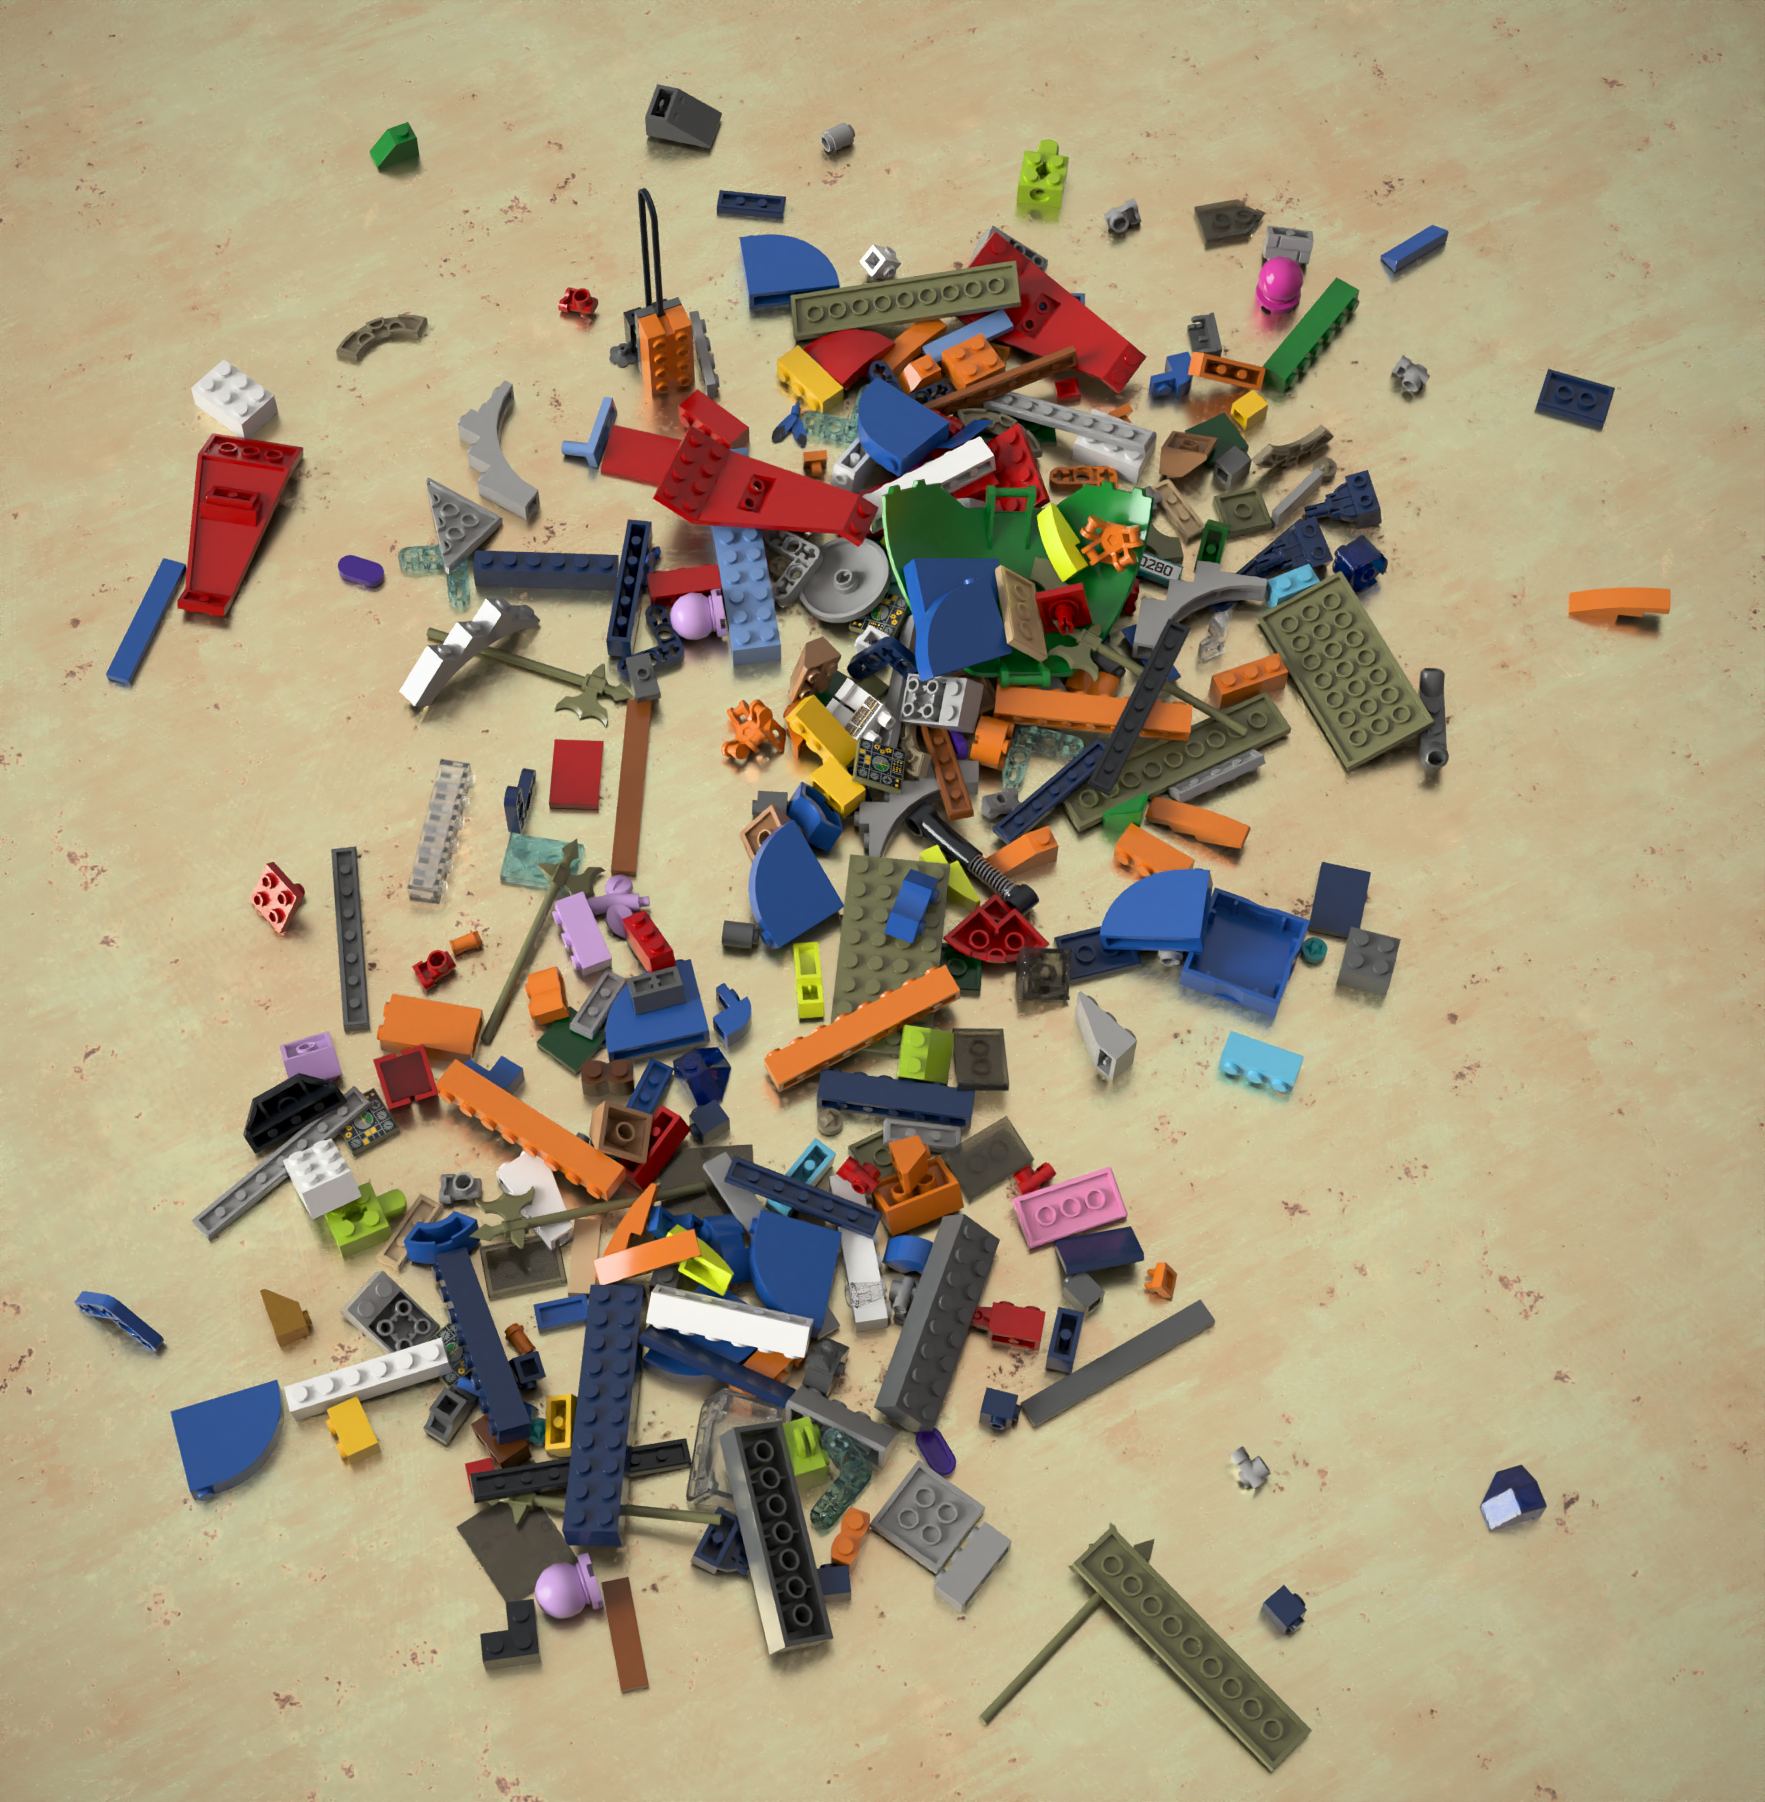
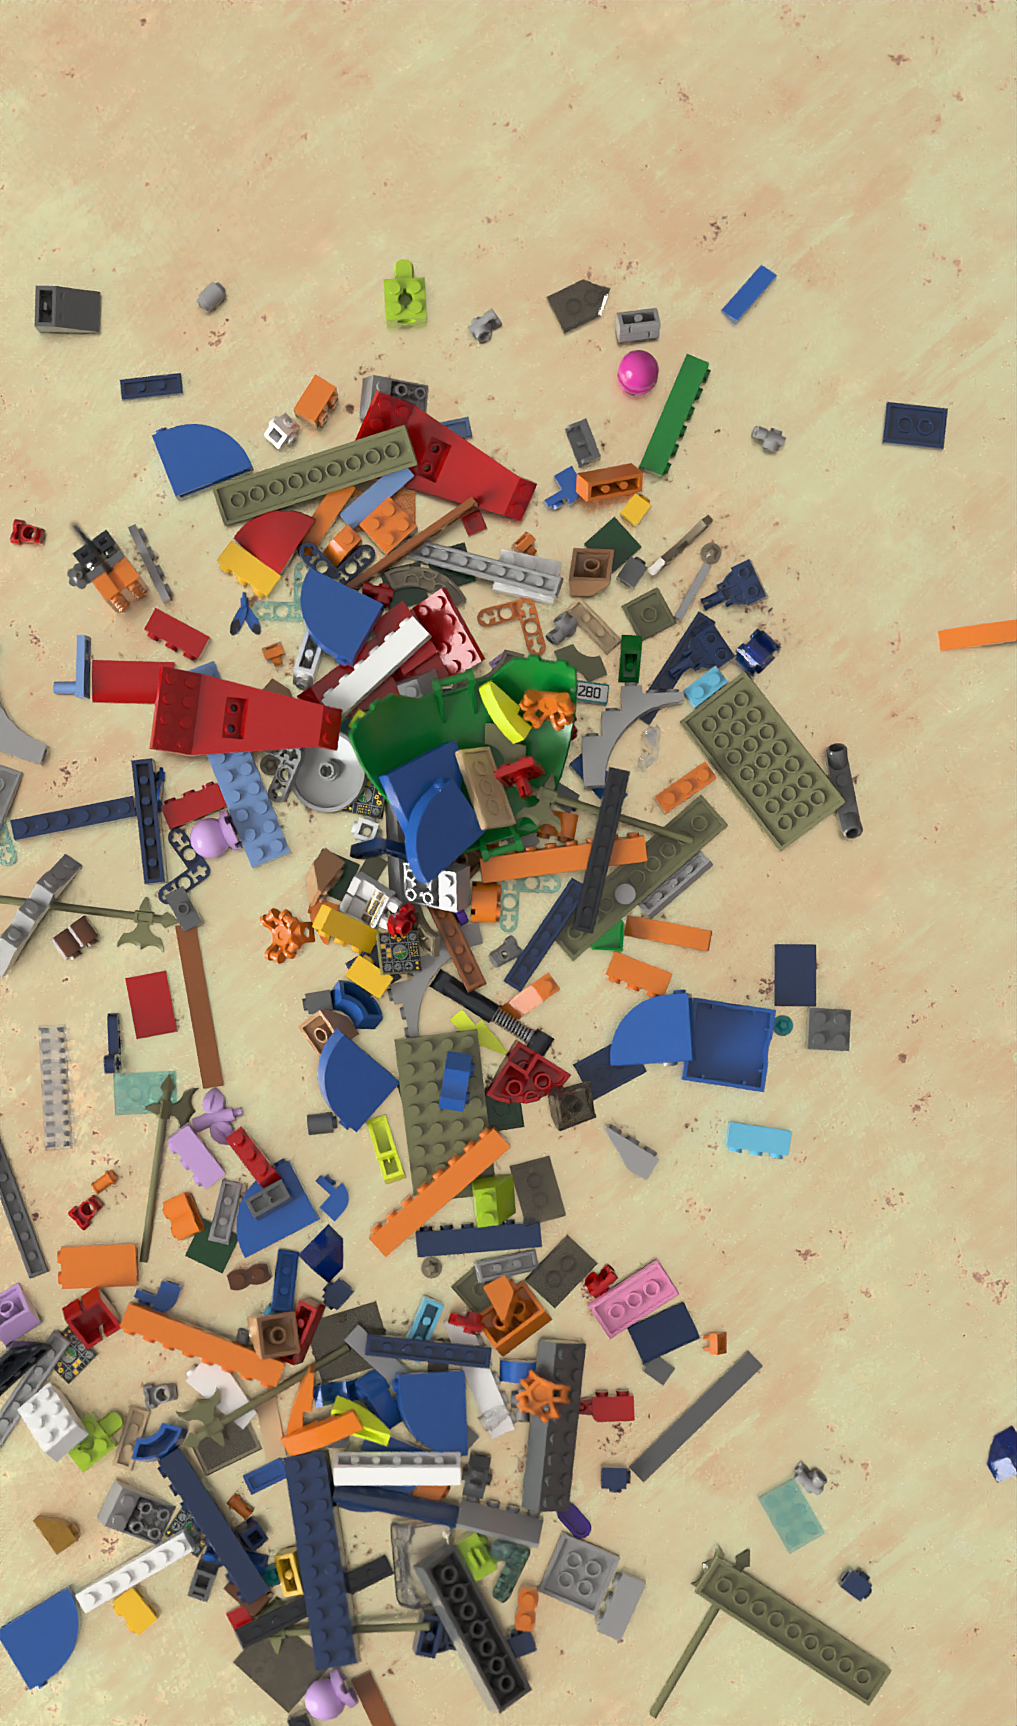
camera: 15 degrees left, 25 degrees up
(510, 686) = (75, 938): none -> reddish brown brick
(891, 733) = (402, 921): none -> red plate
(924, 242) = (316, 402): none -> orange brick
(931, 1262) = (541, 1394): none -> orange piece
(965, 434) = (397, 606): blue sticker -> none
(1064, 1340) = (652, 1413): dark blue brick -> none
(1156, 769) = (625, 894): none -> light grey tile
(1216, 1507) = (791, 1515): none -> clear light blue plate

